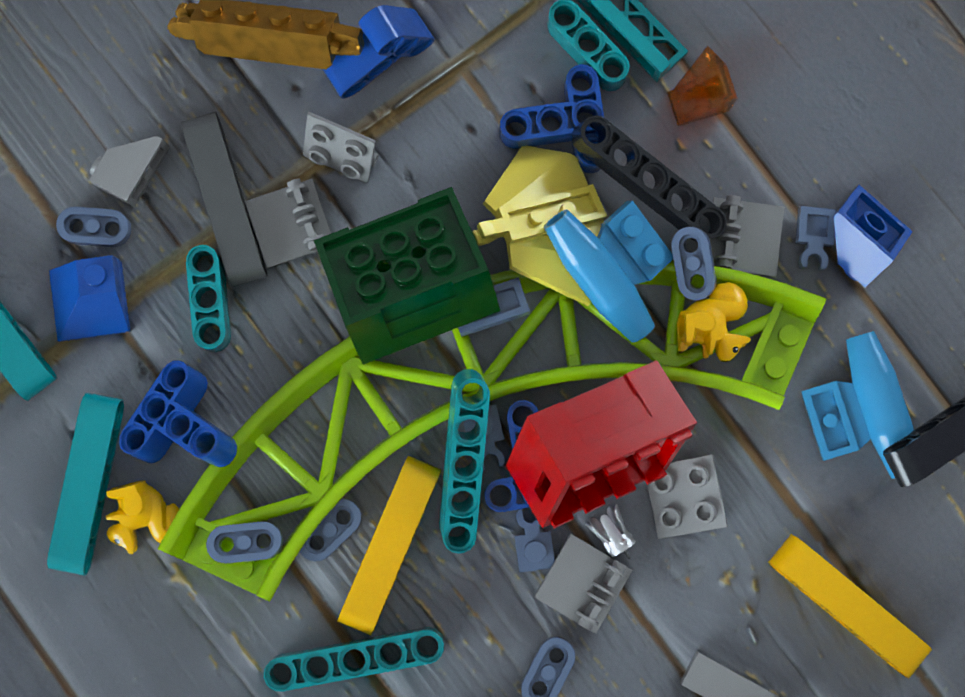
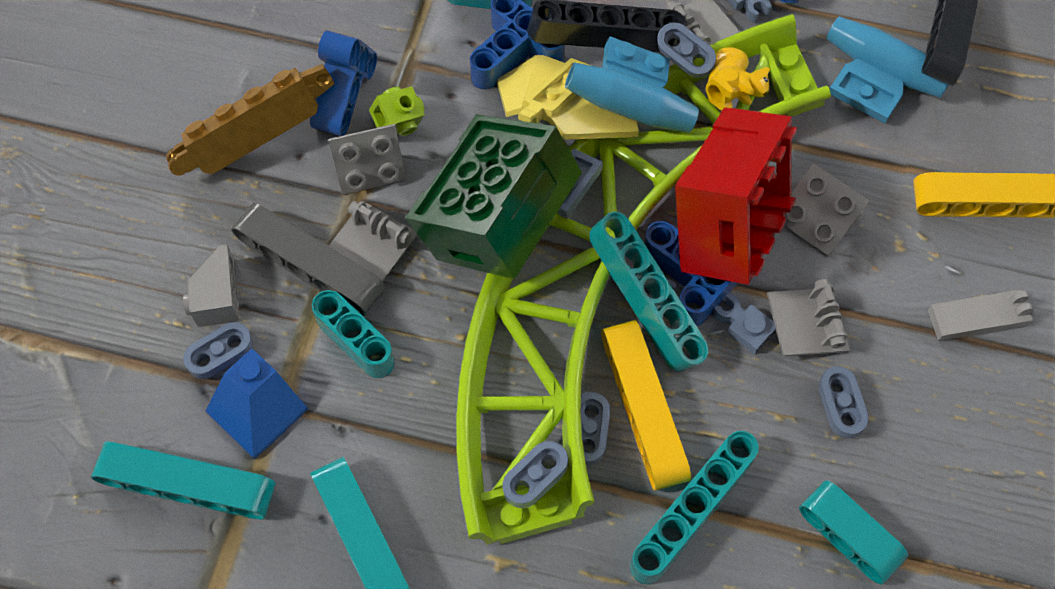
camera: 35 degrees left, 20 degrees down
(138, 508) = (424, 528): yellow animal -> none
(169, 417) = (386, 417): blue beam -> none
(391, 113) = (398, 108): none -> lime brick
(612, 532) = (803, 271): flat silver piece -> none

